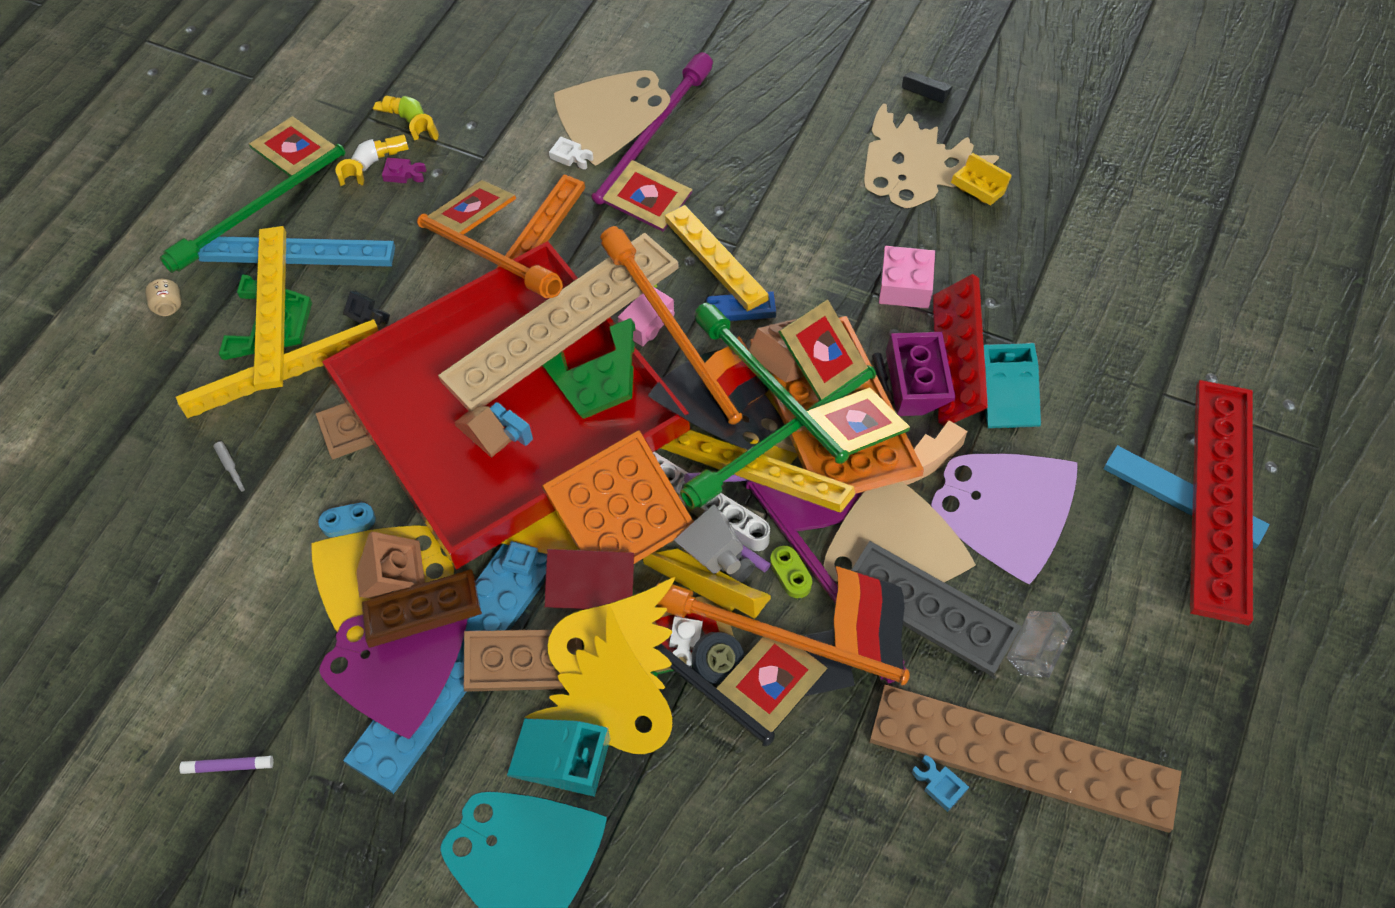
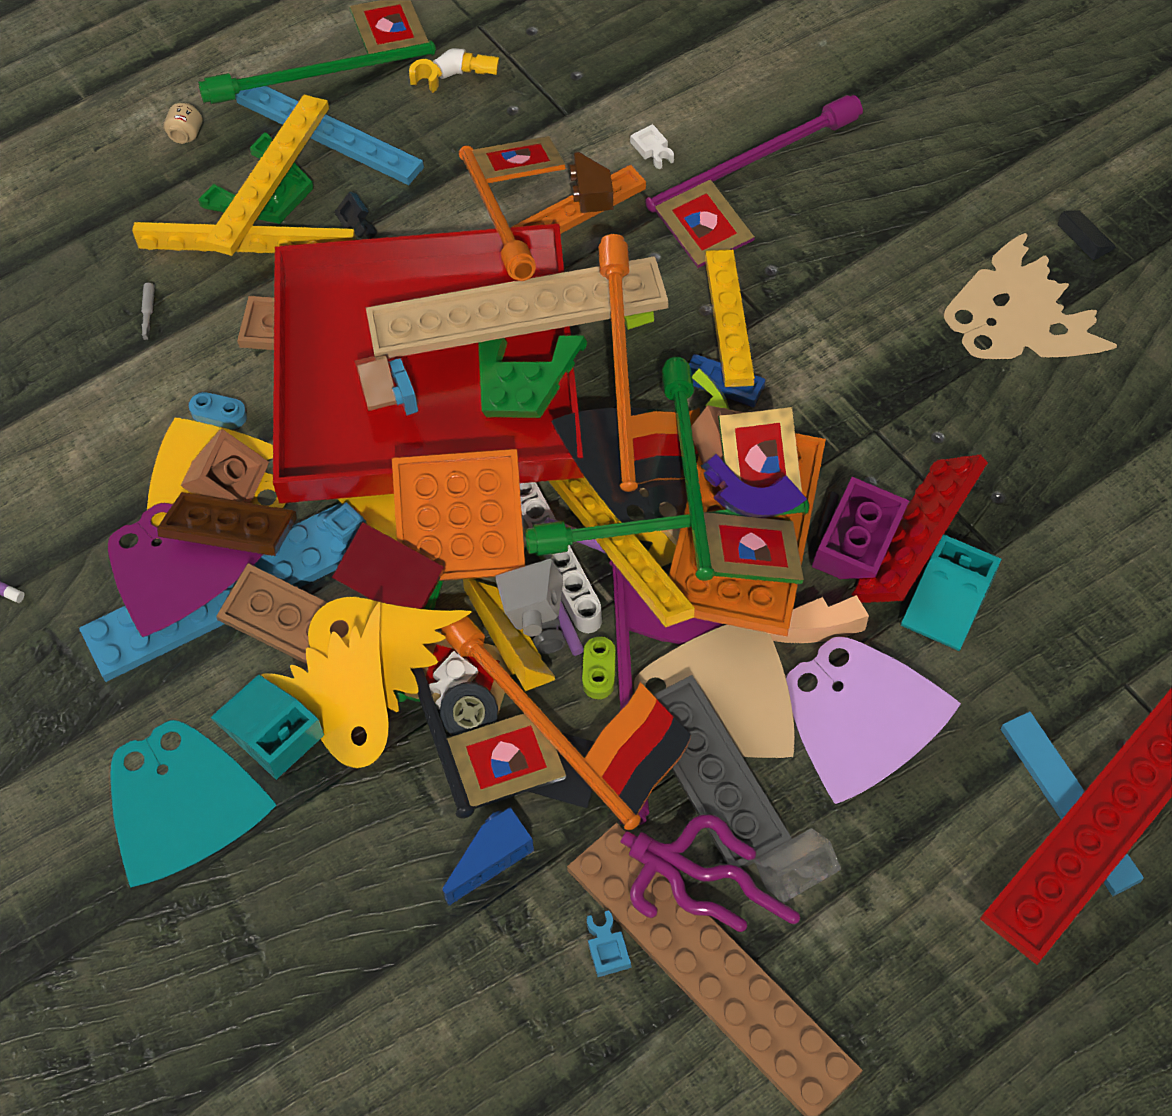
camera: 30 degrees right, 0 degrees up
(400, 170) = (477, 92): magenta plate -> none
(410, 110) = (523, 39): yellow piece -> none
(547, 201) = (593, 185): none -> reddish brown slope
(602, 115) = (711, 119): tan piece -> none
(645, 317) = (638, 344): bright pink brick -> none
(740, 315) = (709, 385): none -> lime slope
(807, 754) = (494, 848): none -> blue slope
(833, 386) = (751, 500): none -> dark purple arch
(907, 277) = (918, 428): bright pink brick -> none
(943, 690) = (662, 857): none -> magenta plant
(982, 179) = (1074, 362): yellow bracket -> none

